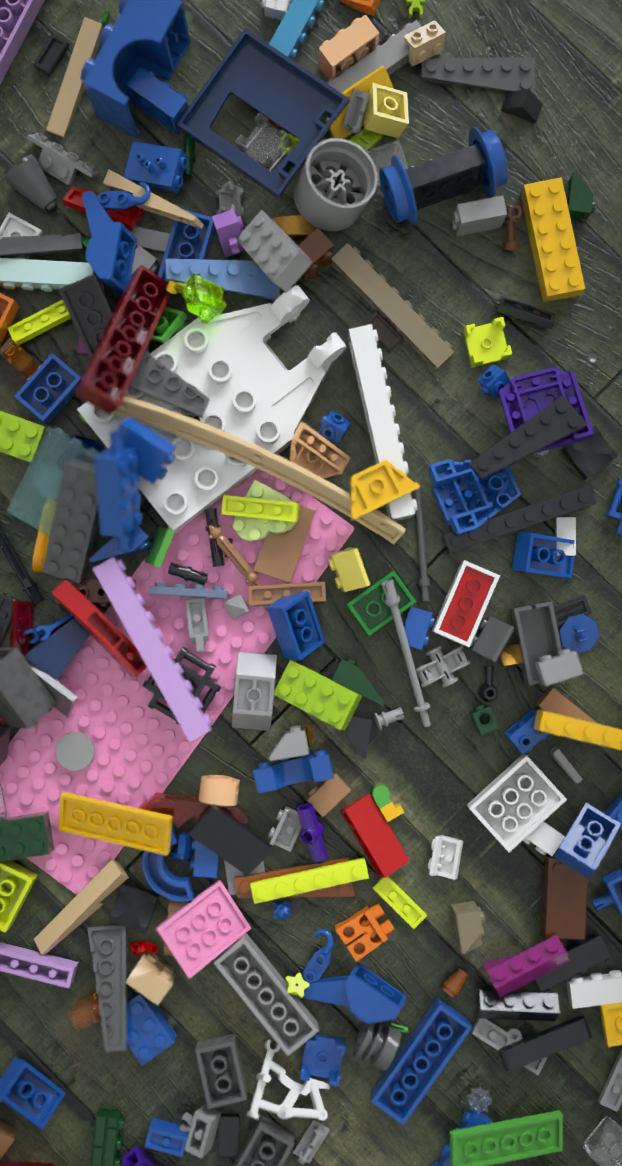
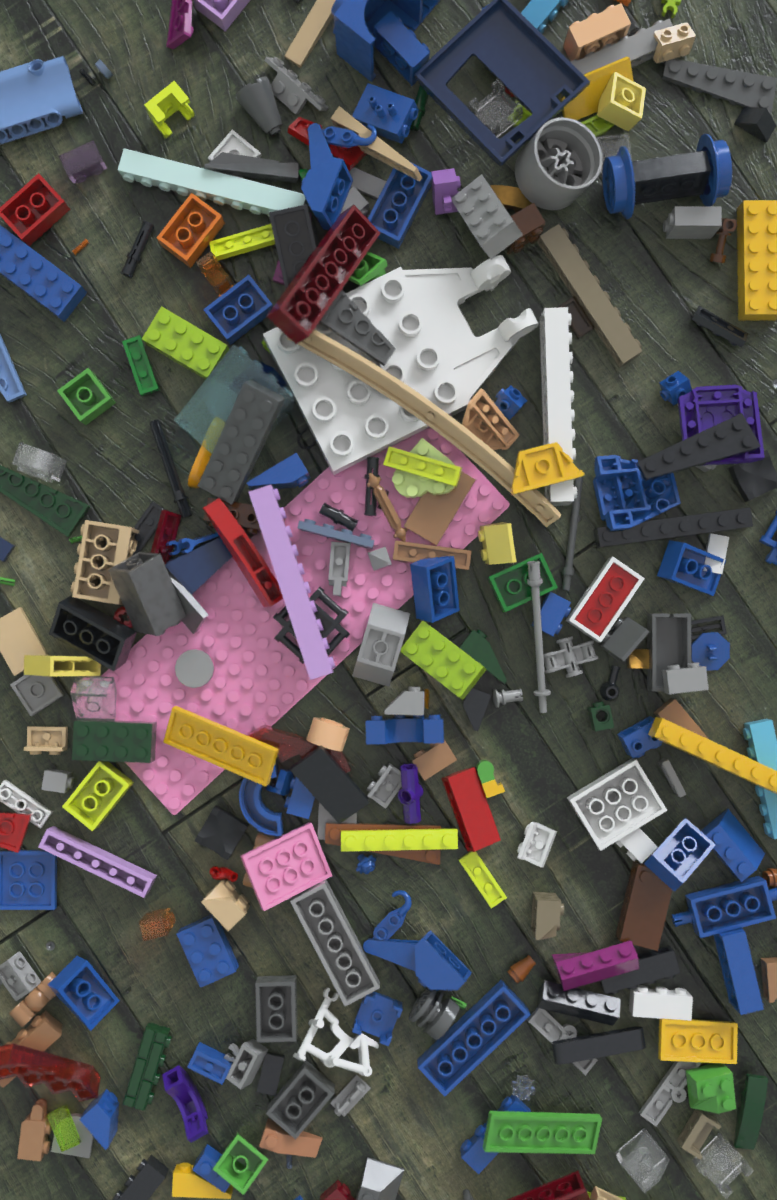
camera: 10 degrees right, 0 degrees up
(82, 906) = (171, 821): tan slope -> none
(109, 957) = (187, 885): dark grey wing -> none
(118, 490) = (290, 419): blue brick -> none
(152, 450) = (320, 385): blue piece -> none
(159, 546) = (317, 484): bright green tile -> none
(201, 297) = (406, 247): clear neon green torso -> none
(229, 198) = (451, 157): light grey piece -> none
(232, 275) = (434, 232): medium blue wing -> none
(293, 989) = (361, 941): neon yellow plate -> none
(356, 110) = (592, 95): light grey hinge -> none
(363, 932) = (441, 900): orange hips -> none
(486, 343) = (675, 349): neon yellow panel -> none

